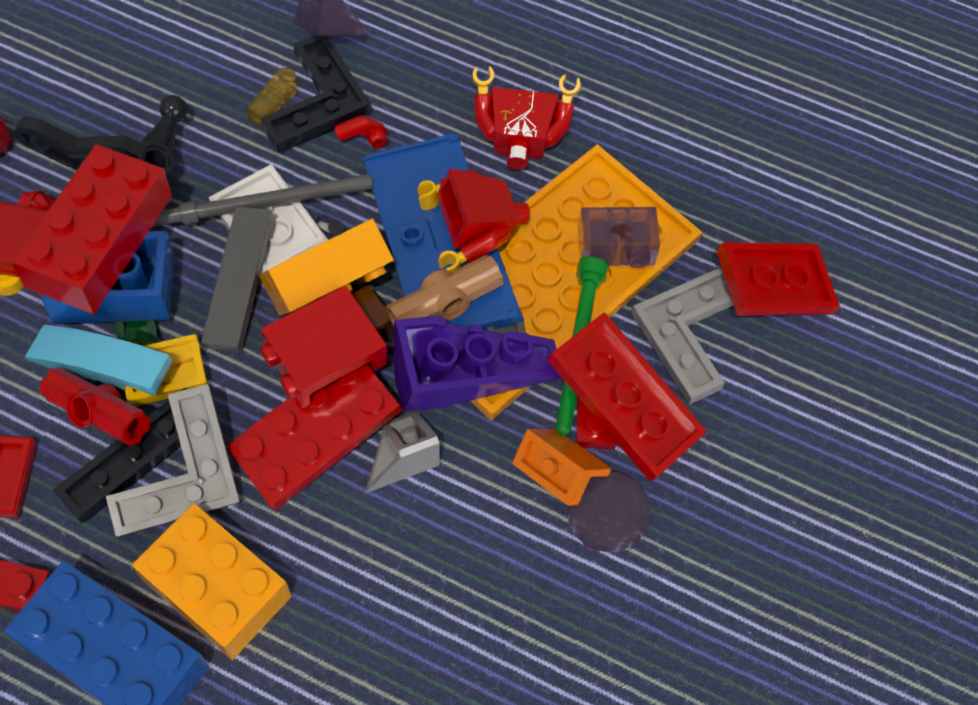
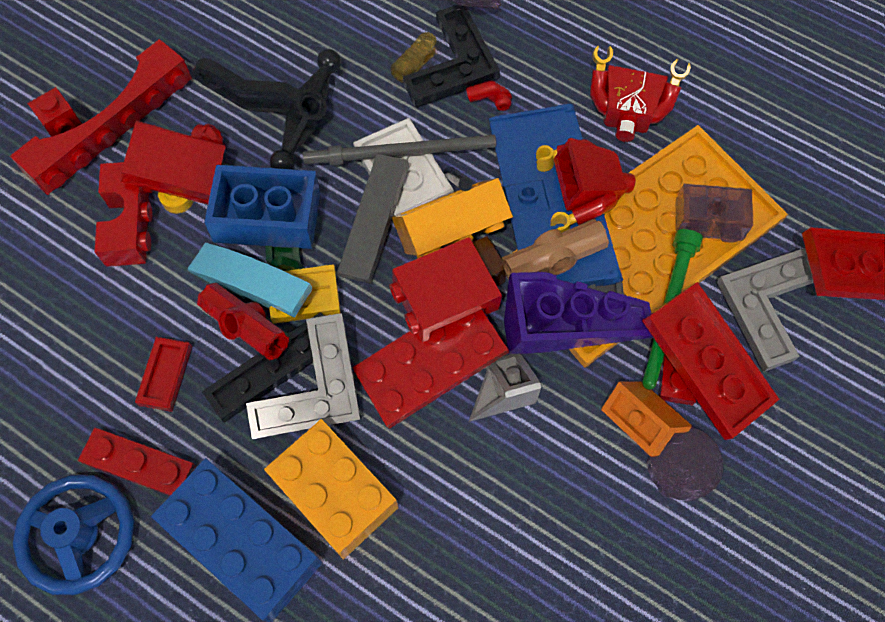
camera: 10 degrees right, 5 degrees up
(93, 229) = (253, 164): red brick -> none

